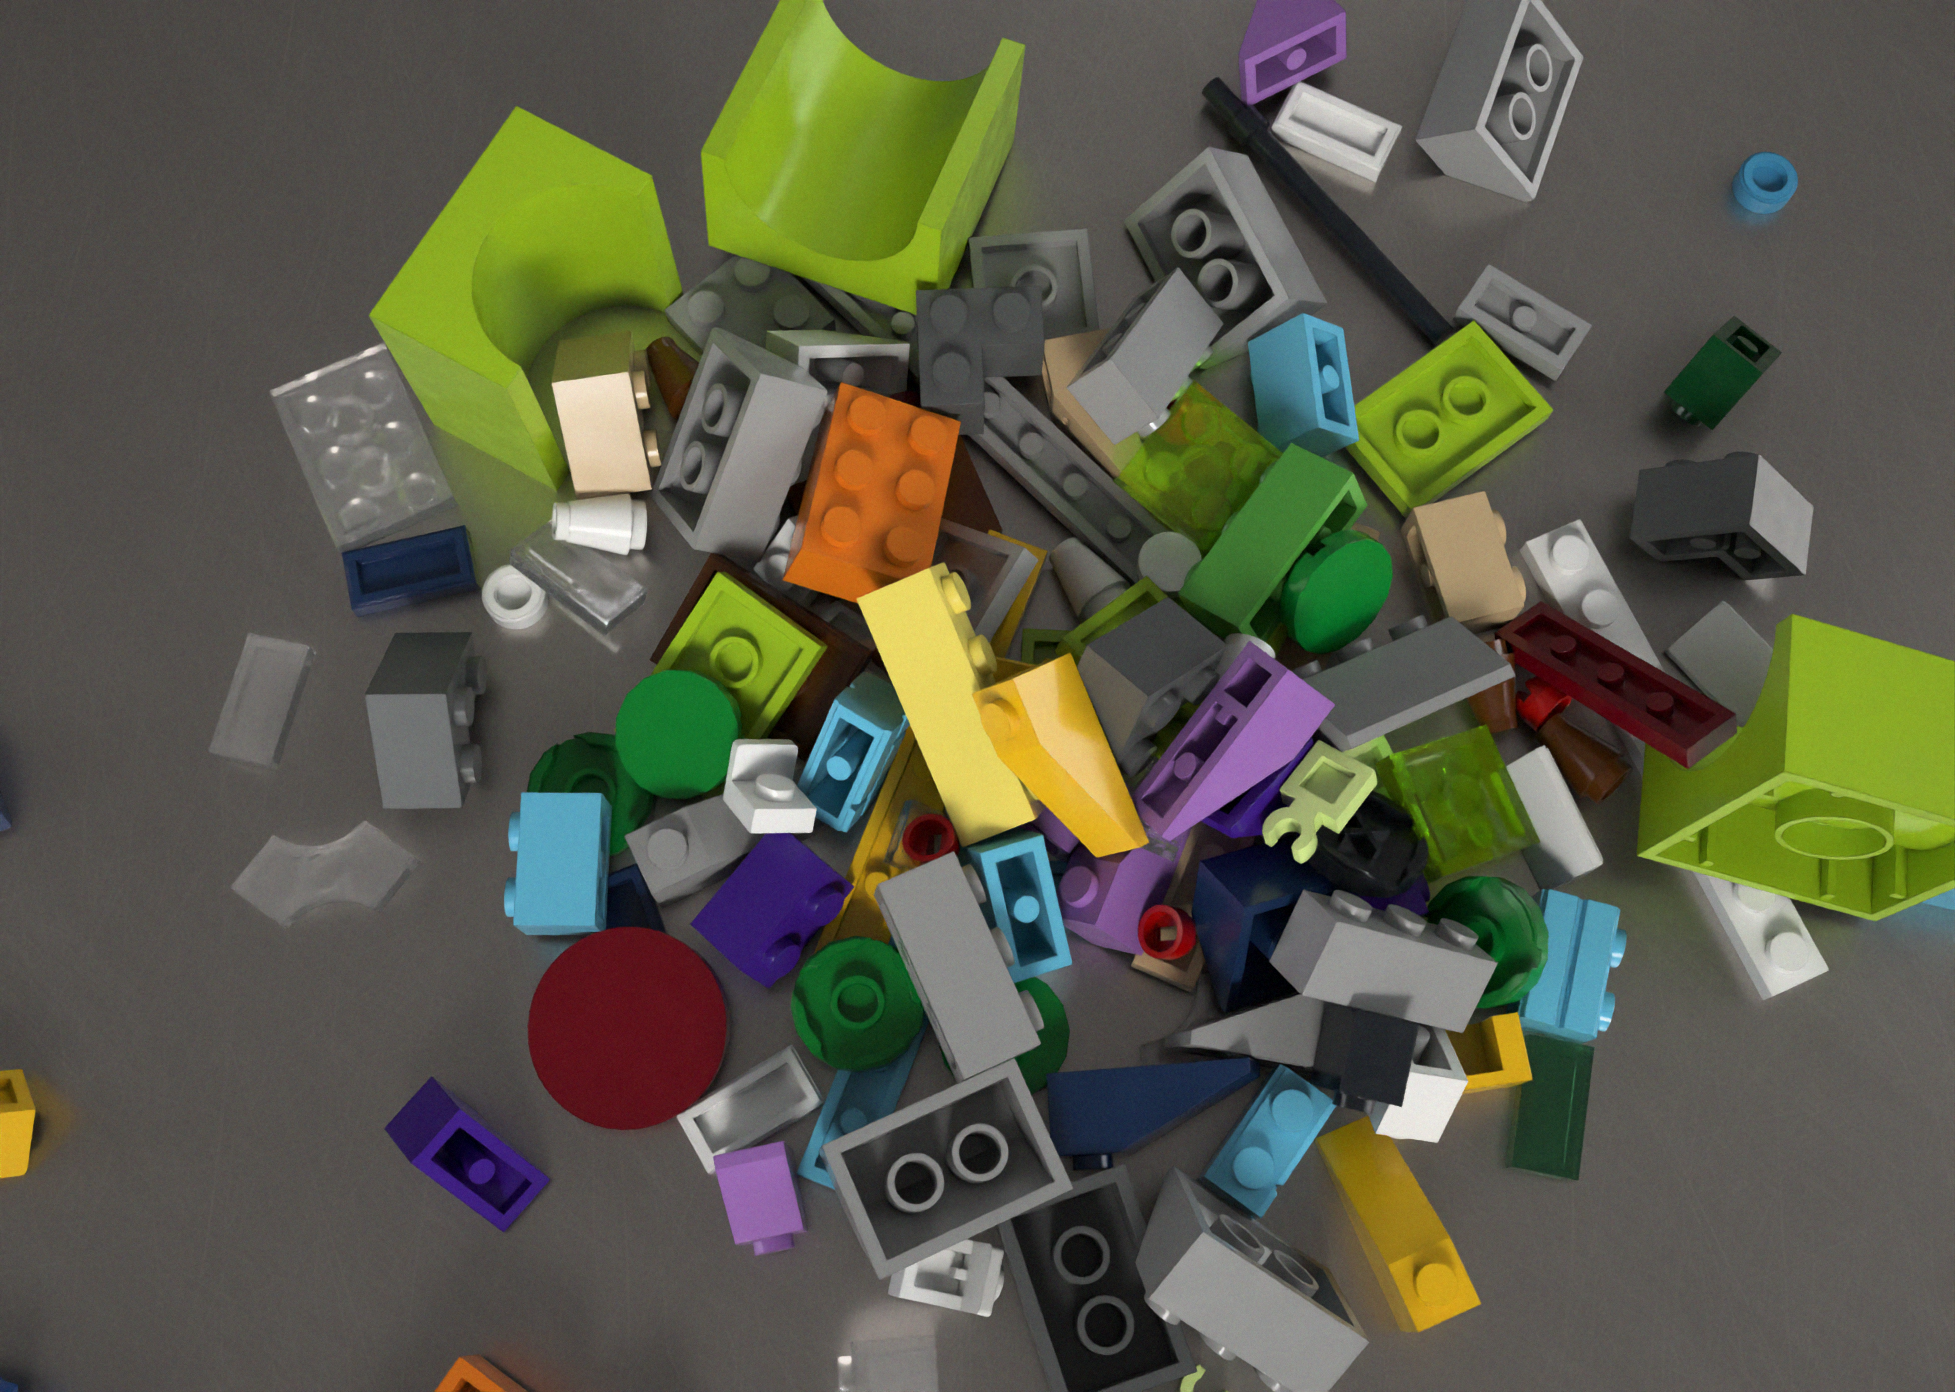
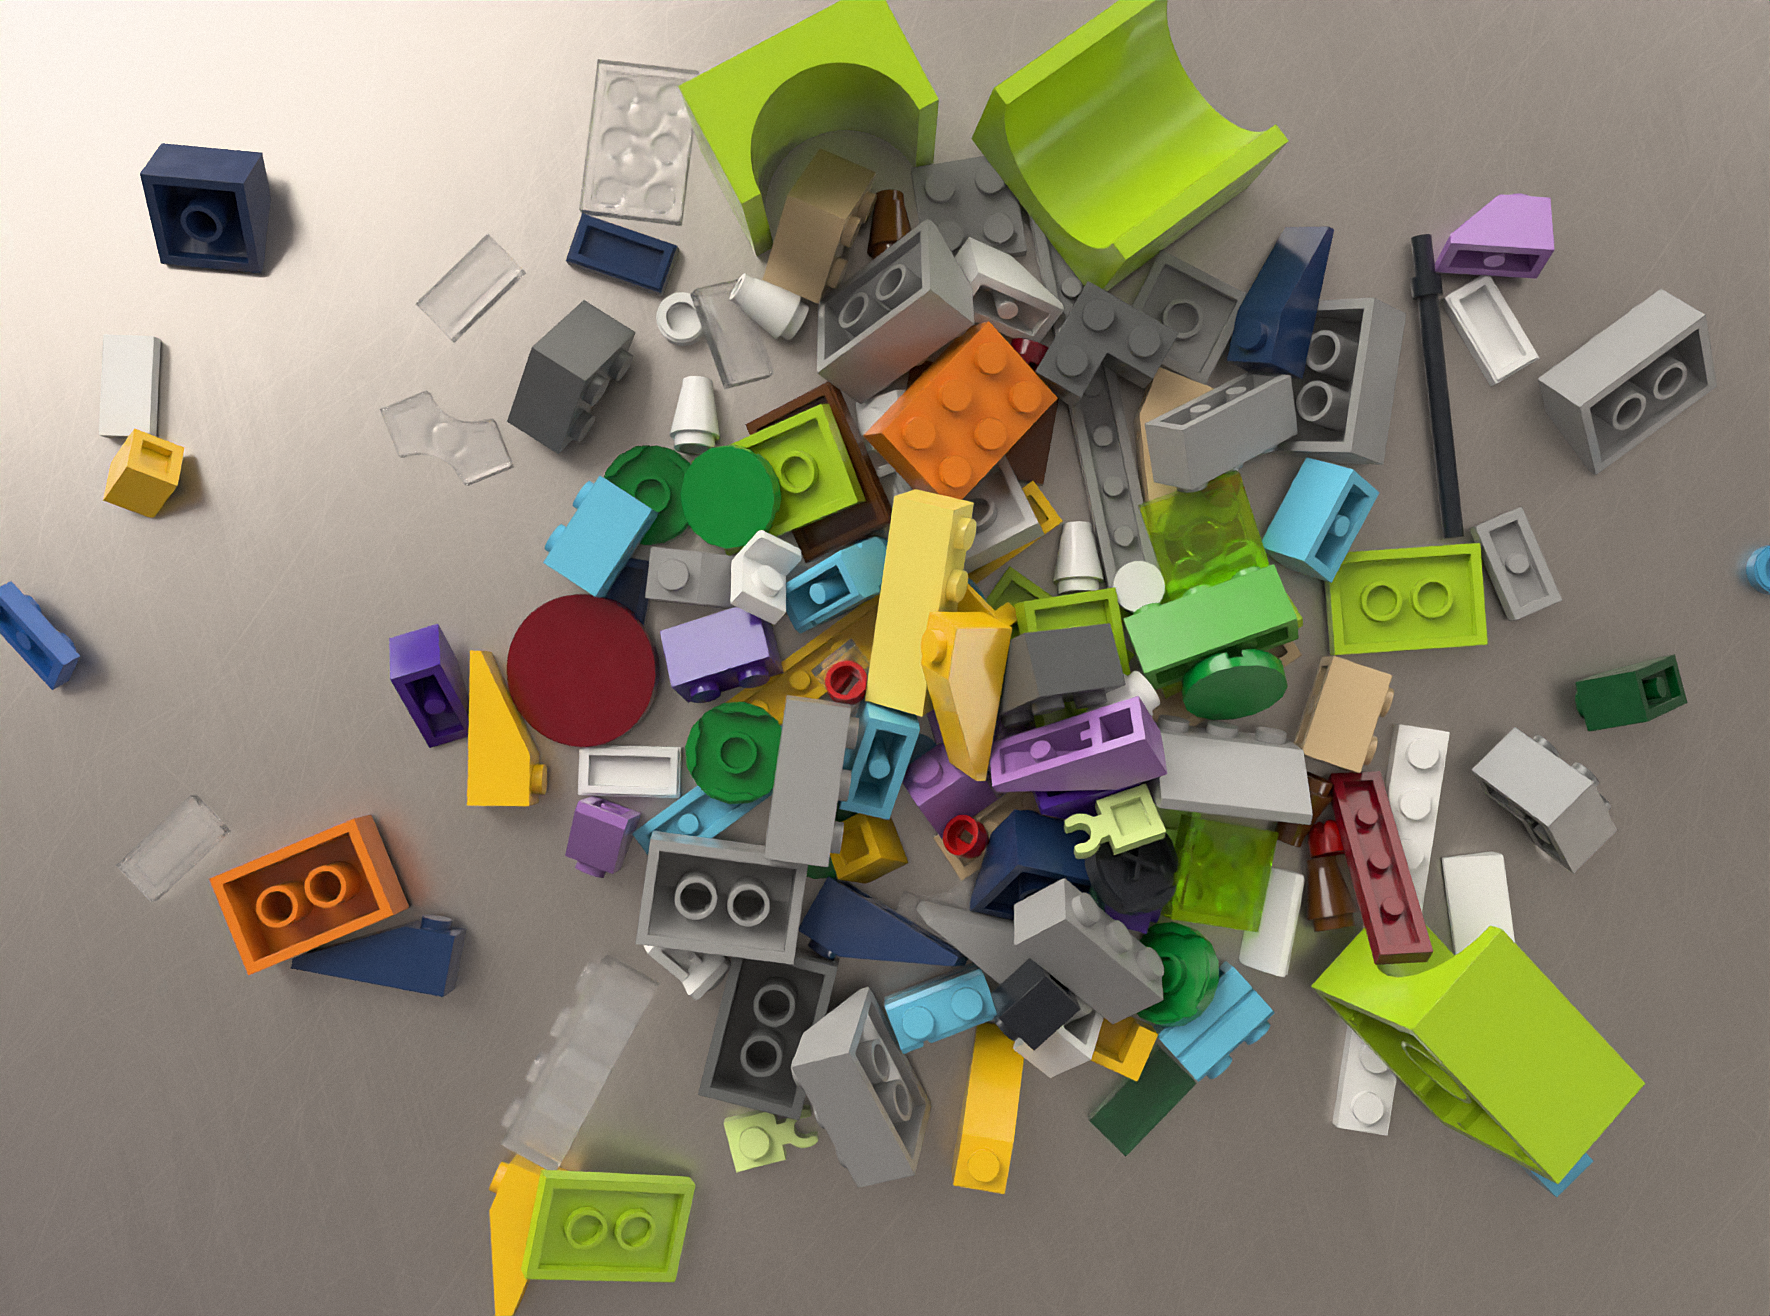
camera: 40 degrees right, 15 degrees up
(590, 683) = (695, 419): none -> white cone
(591, 1180) = (500, 747): none -> yellow slope
(1074, 1020) = (868, 849): none -> yellow panel
(1122, 217) = (1282, 304): none -> dark blue slope

